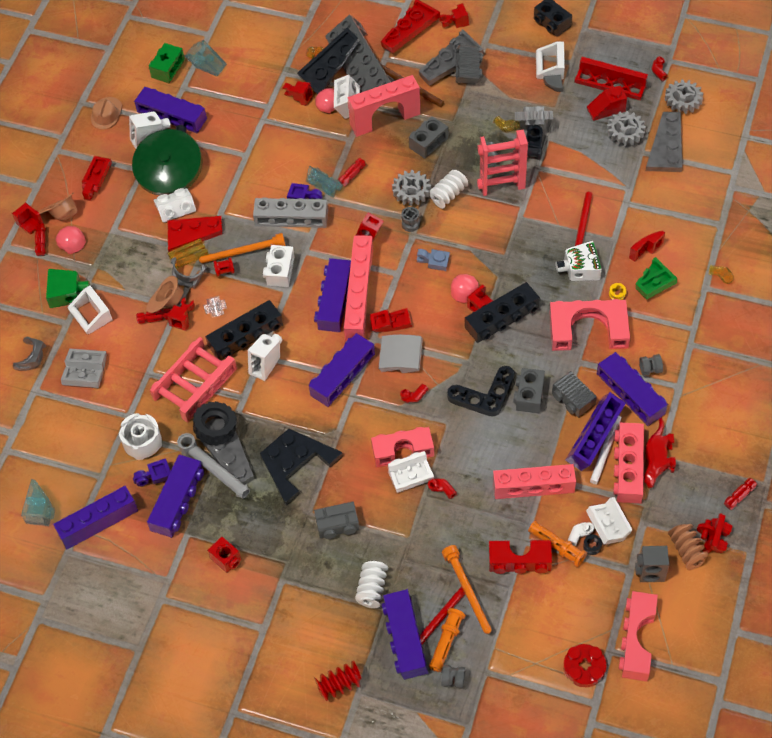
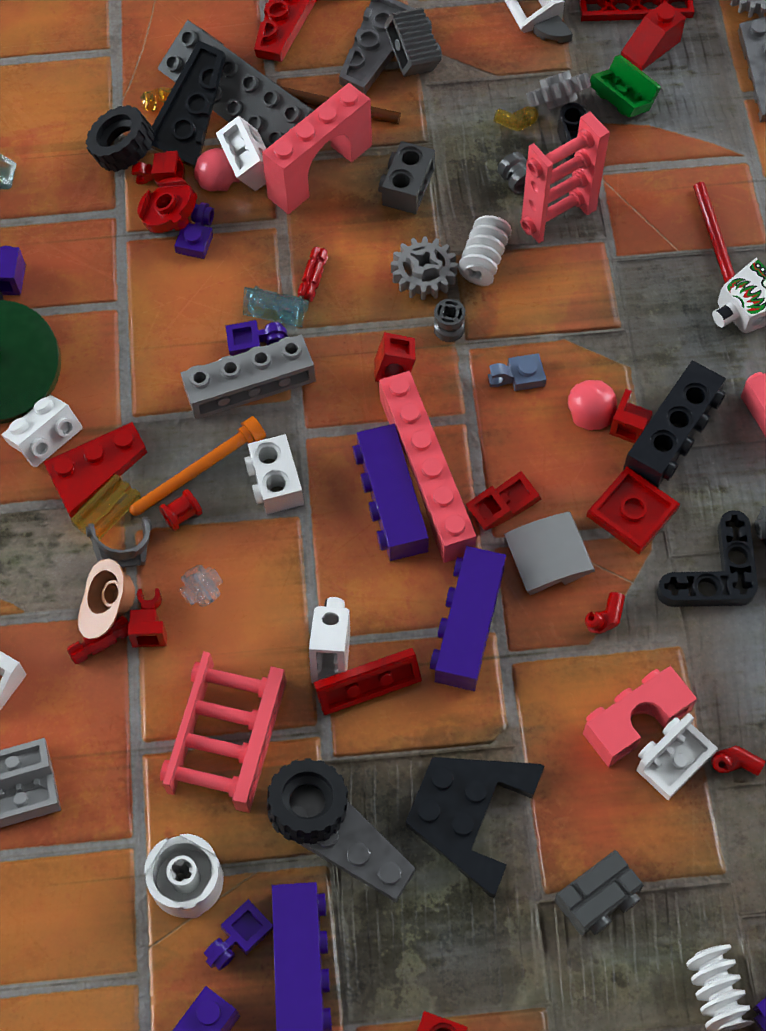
camera: 25 degrees left, 5 degrees up
(211, 465) = (338, 880): light grey piece -> none
(248, 322) = (293, 565): black brick -> none
(274, 381) = (367, 681): none -> red tile
(287, 59) = (128, 150): none -> black tyre
(292, 111) = (167, 206): none -> red plate
(300, 133) = (196, 238): none -> dark purple plate
(457, 348) = (633, 510): none -> red tile
(574, 127) = (626, 87): none -> green bracket
(626, 128) = (701, 66): light grey gear -> none

